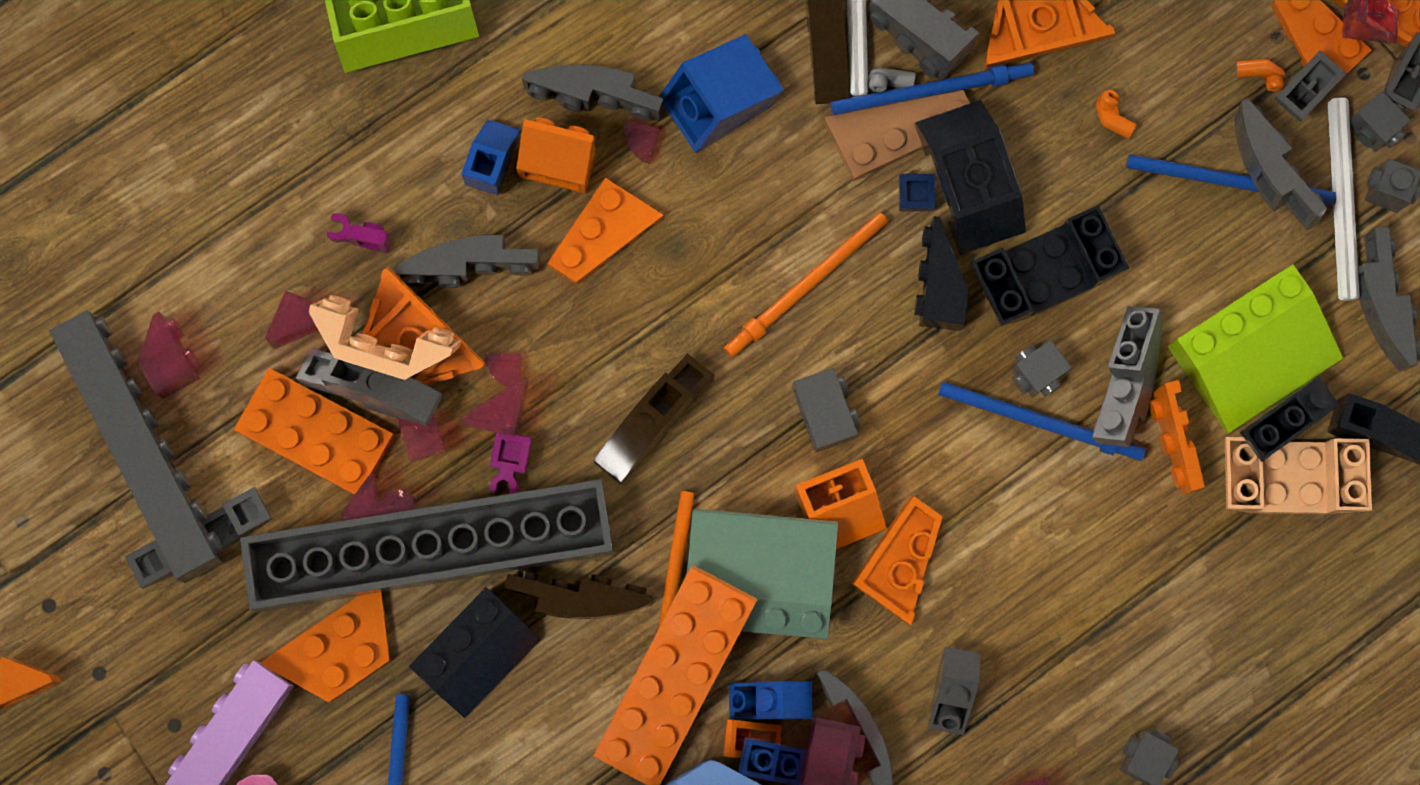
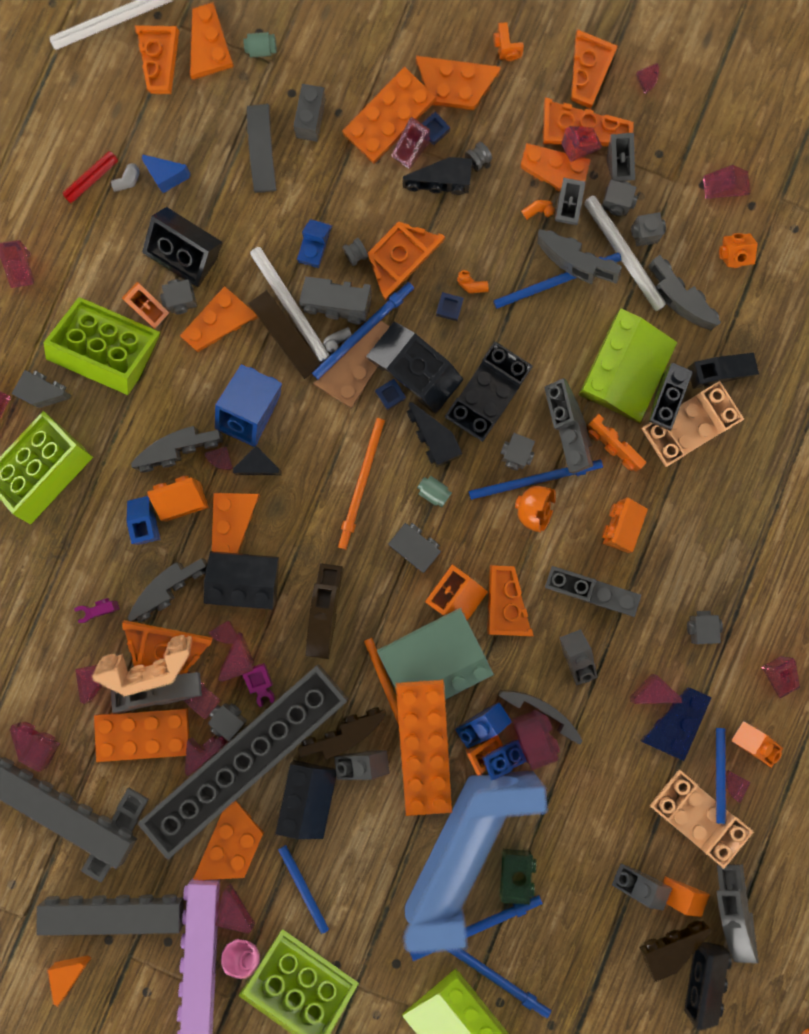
camera: 25 degrees left, 5 degrees up
(124, 640) = (110, 916): none -> dark grey brick
(285, 737) = (233, 913): none -> clear pink slope
(436, 481) = (226, 721): none -> dark grey brick
(572, 310) = (241, 580): none -> black slope
(577, 651) = (362, 765): none -> dark grey slope
(685, 175) = (256, 464): none -> black slope
(896, 352) = (434, 491): none -> sand green brick
(1018, 455) = (535, 507): none -> orange cylinder
(1027, 615) = (593, 591): none -> dark grey slope
(1065, 127) = (449, 306): none -> dark blue plate
(1124, 555) = (624, 525): none -> orange slope

